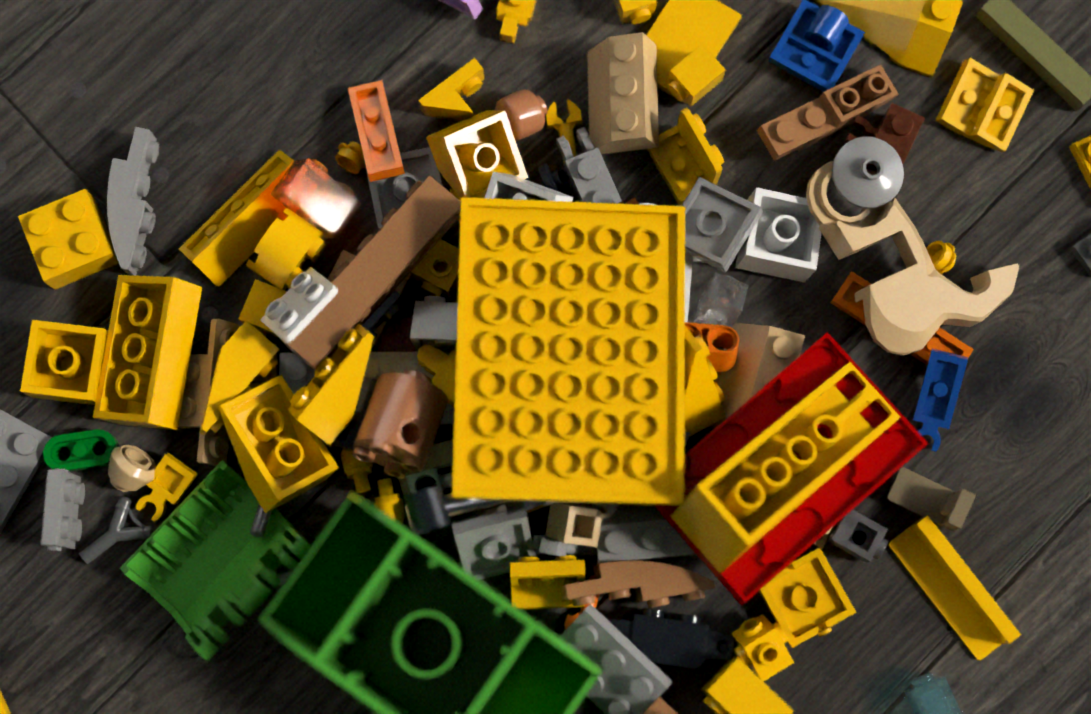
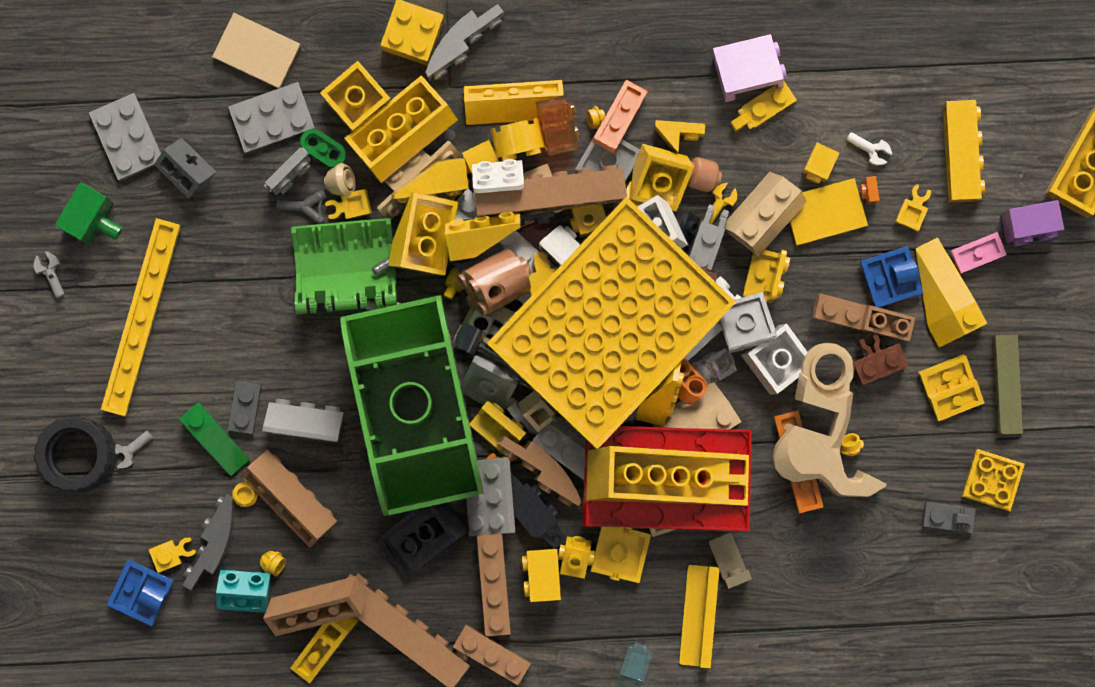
camera: 35 degrees right, 5 degrees up
(388, 502) = (454, 315): yellow cylinder -> none
(695, 76) = (810, 236): yellow brick -> none
(856, 183) = (838, 364): light grey dish -> none
(874, 533) = (676, 536): flat silver brick -> none
(939, 393) = (783, 513): blue plate -> none

